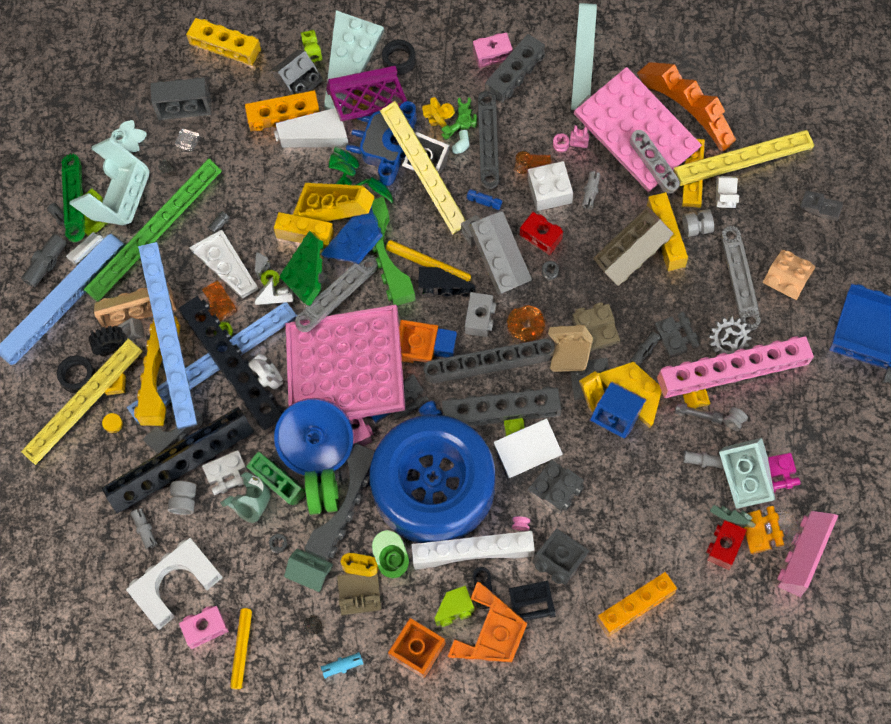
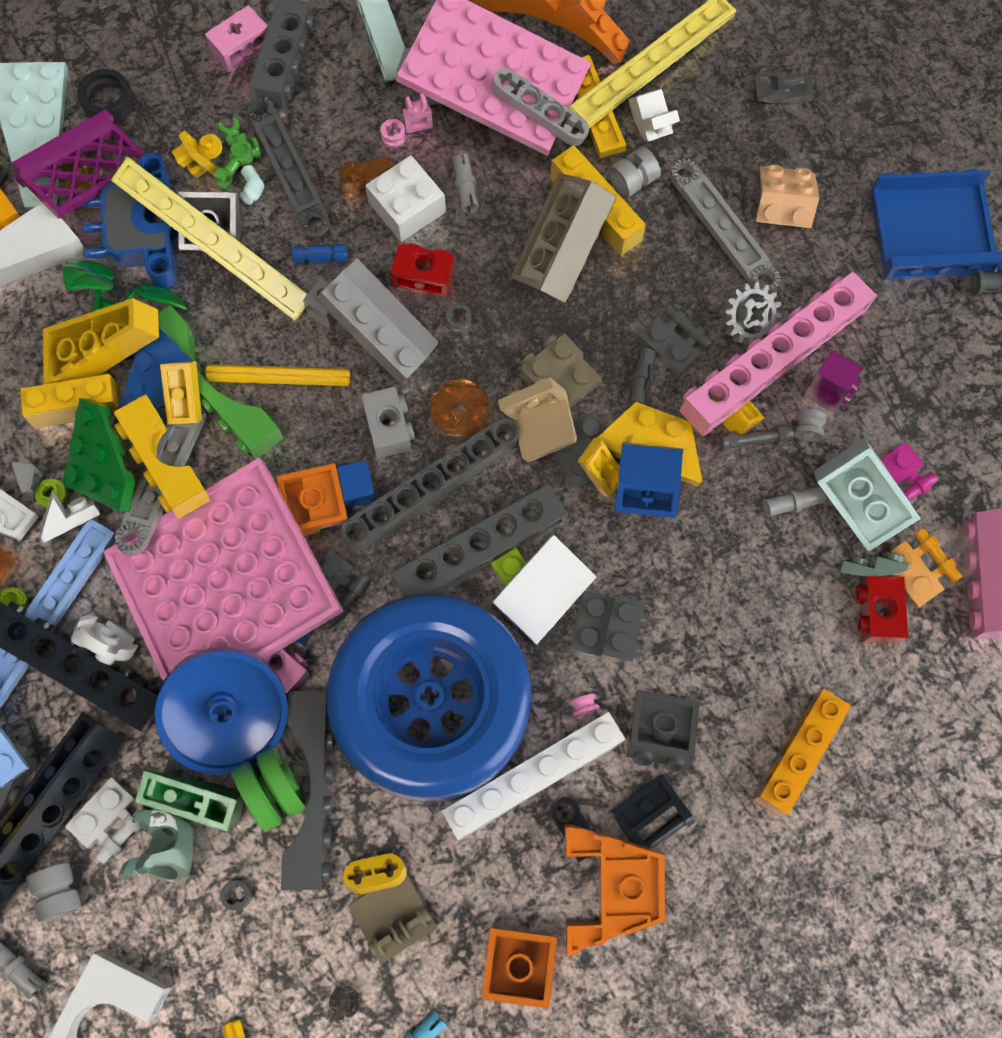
camera: 30 degrees left, 5 degrees up
(307, 569) = (298, 916): sand green panel -> none
(338, 262) = (178, 485): none -> yellow arch
(367, 250) = (181, 392): none -> yellow slope
(390, 554) = (416, 840): bright green piece -> none
(430, 409) = (378, 594): blue wheel -> none
(440, 282) = (313, 397): black slope -> none
(454, 606) = (543, 873): lime slope -> none
(760, 398) = (834, 382): none -> magenta brick

